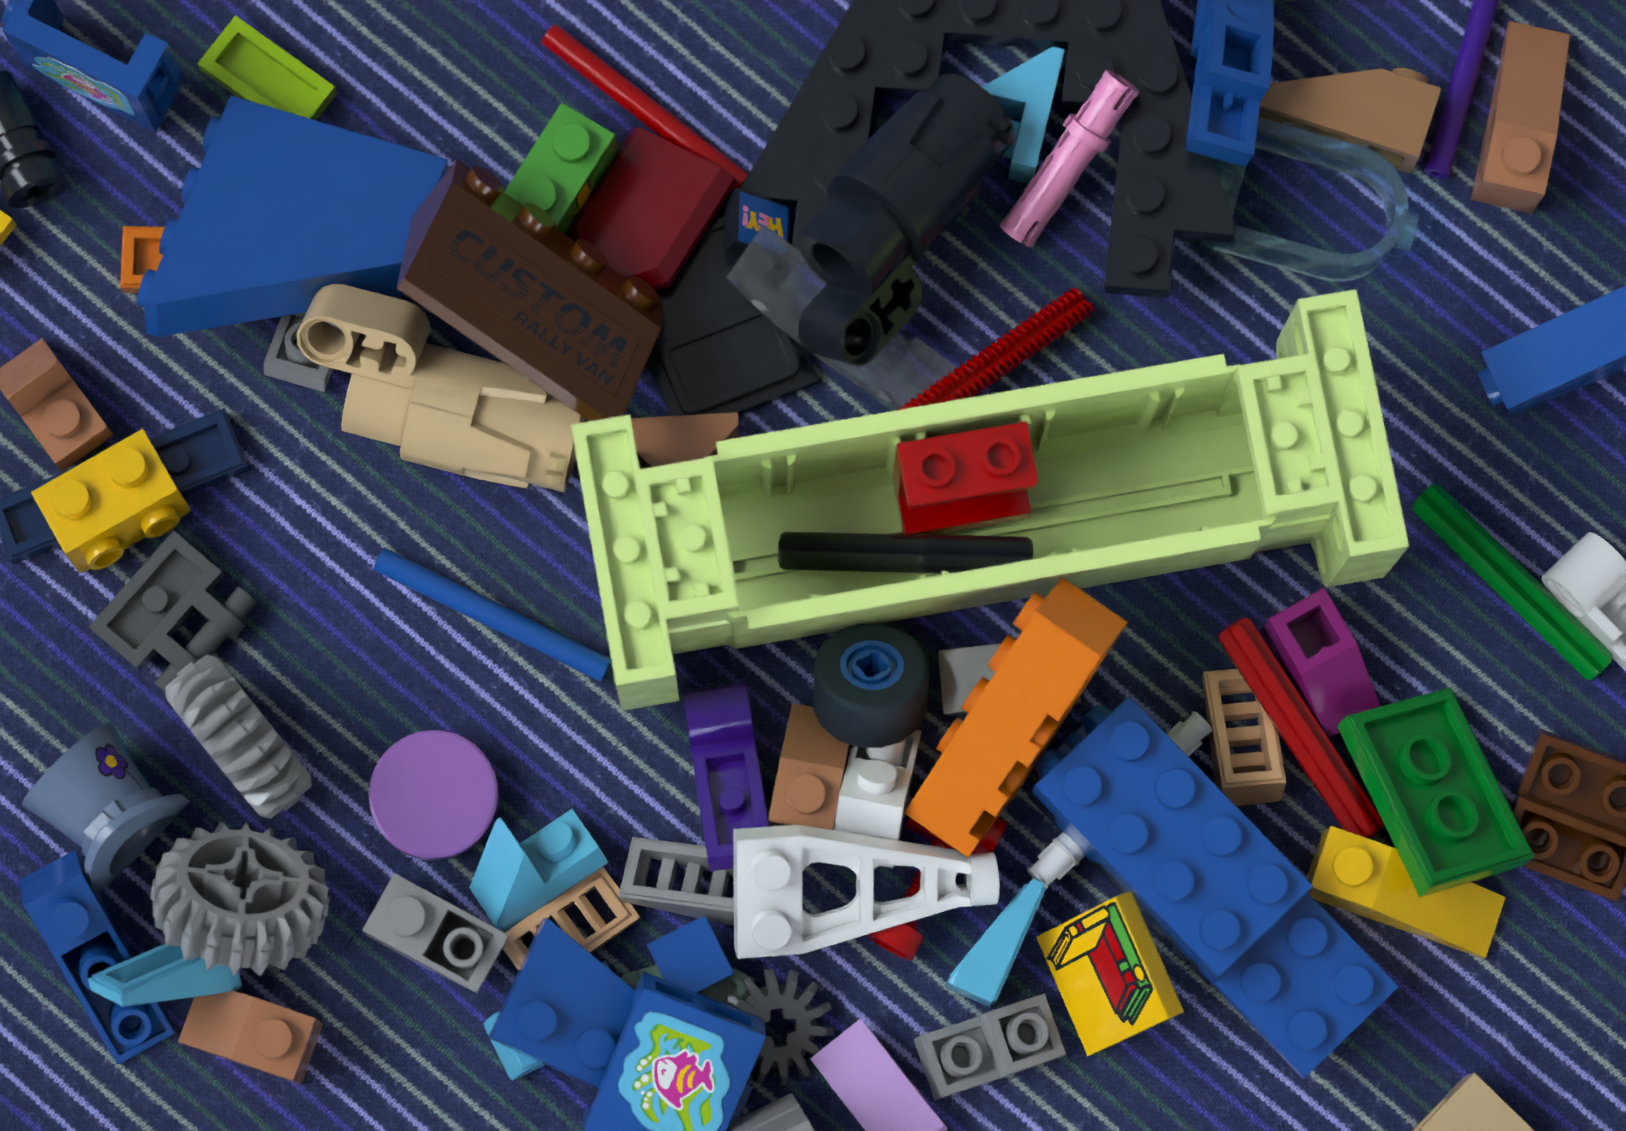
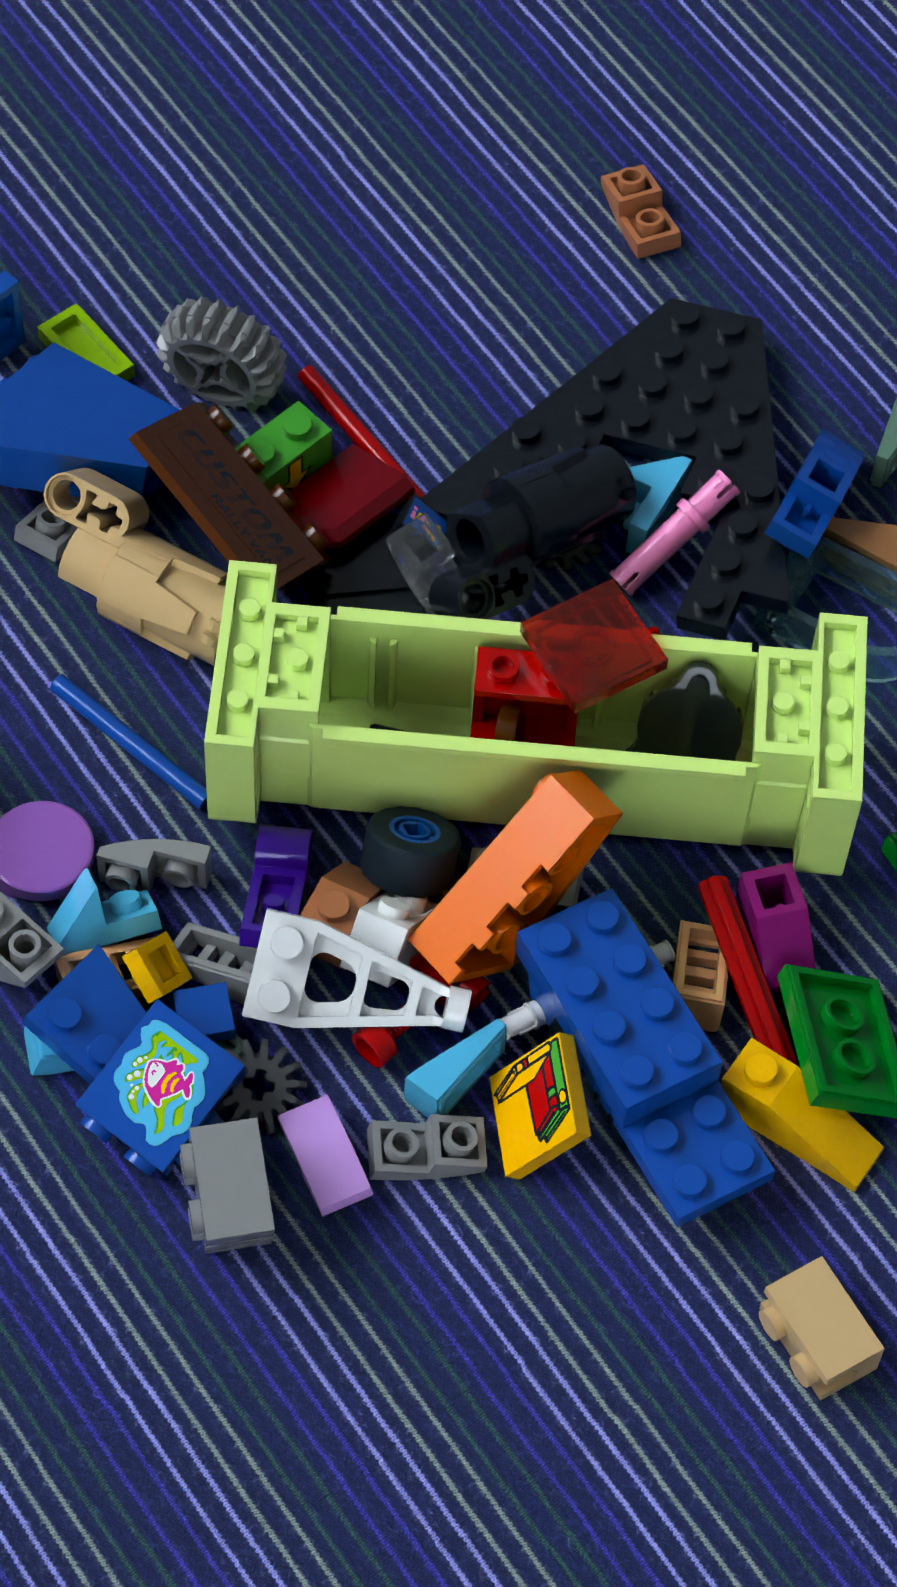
camera: 15 degrees right, 20 degrees down
(445, 57) = (221, 354): none -> light grey gear
(552, 785) = (138, 862): none -> light grey slope
(620, 920) = (157, 967): none -> yellow plate
(951, 521) = (511, 723): none -> reddish brown tile
(1038, 416) = (593, 646): none -> clear red tile
(1165, 462) = (690, 718): none -> black tile

